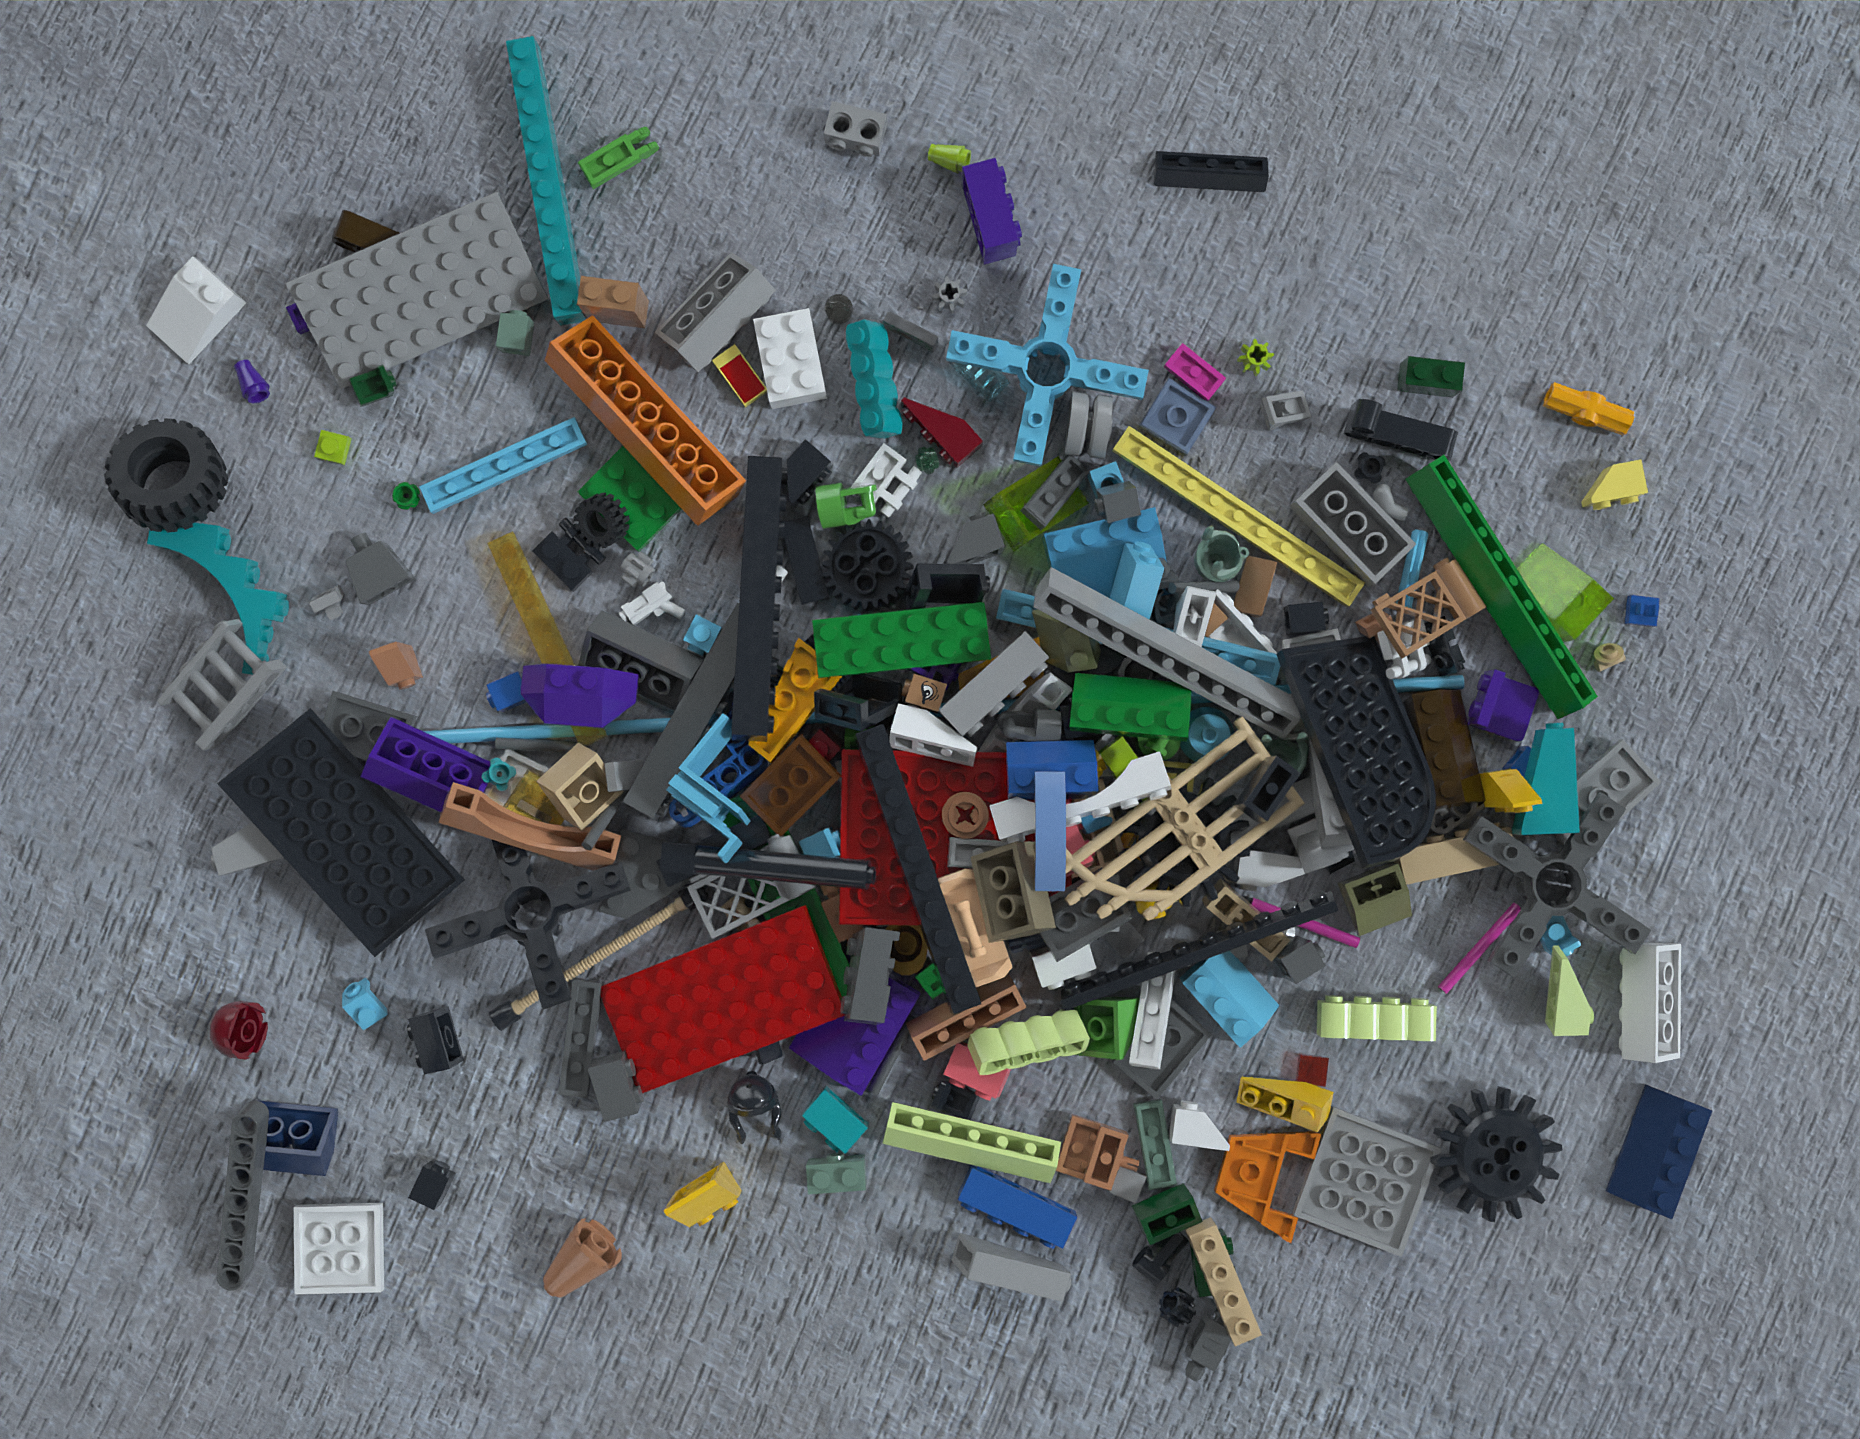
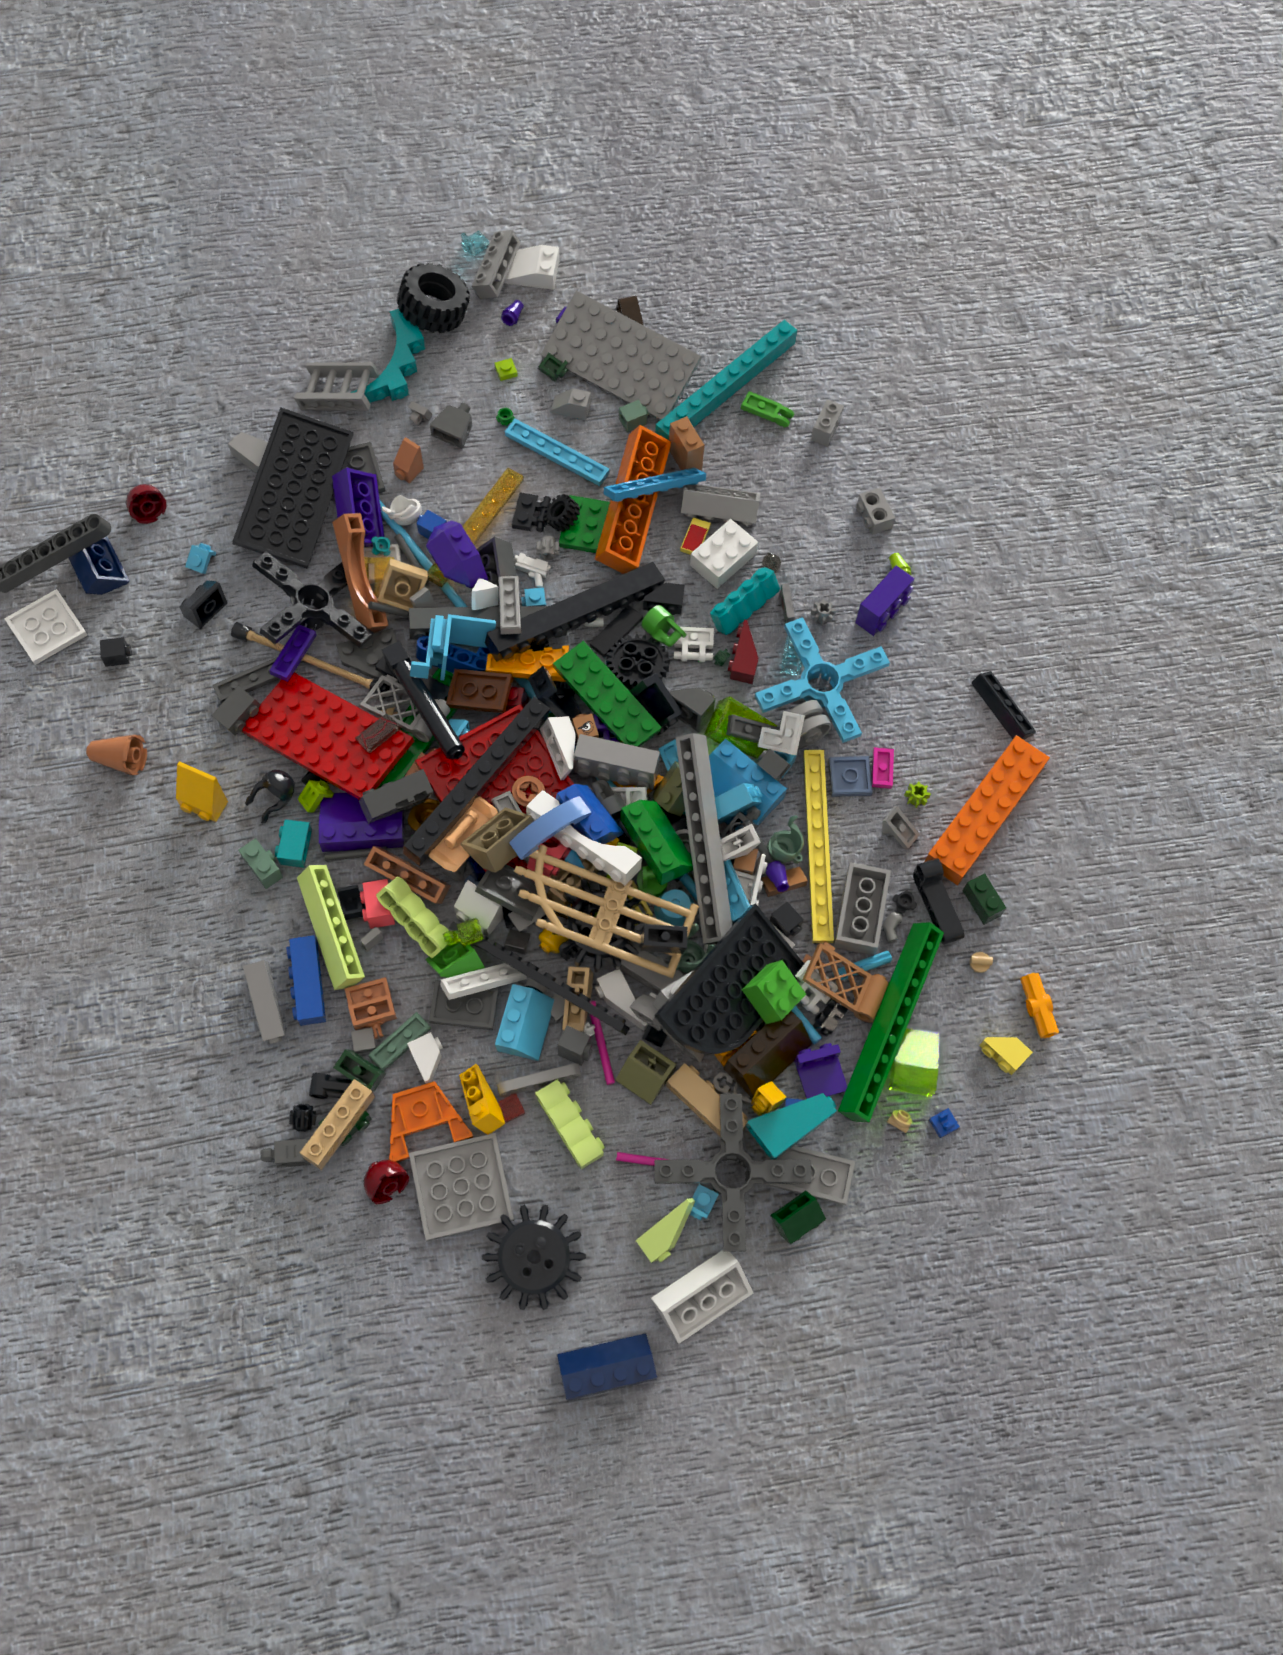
camera: 50 degrees right, 20 degrees down
(103, 358) = (474, 243): none -> clear light blue bracket
(160, 354) = (496, 264): none -> light grey brick
(444, 399) = (572, 403): none -> light grey slope
(465, 713) = (403, 510): none -> white hat
(583, 975) = (293, 653): none -> dark purple plate
(647, 382) = (653, 484): none -> dark azure plate
(662, 695) = (484, 595): none -> white slope
(691, 96) = (827, 422): none -> light grey brick
(706, 679) = (509, 605): none -> light grey tile
(772, 945) = (378, 733): none -> clear smoke tile
(788, 1059) = (313, 795): none -> lime bracket
(1014, 1103) = (371, 939): none -> light grey tile
(1089, 995) = (467, 933): none -> clear neon green plate
(1097, 468) = (787, 738): none -> white plate
(1251, 593) = (777, 874): none -> dark purple cone
(1304, 1021) = (538, 1080): none -> light grey beam
(1307, 1262) = (383, 1180): none -> dark red cylinder
(1328, 290) = (988, 809): none -> orange brick
(1397, 701) = (774, 992): none -> bright green brick
(1495, 435) = (980, 962): none -> tan plate
(1643, 845) = (798, 1217): none -> dark green brick

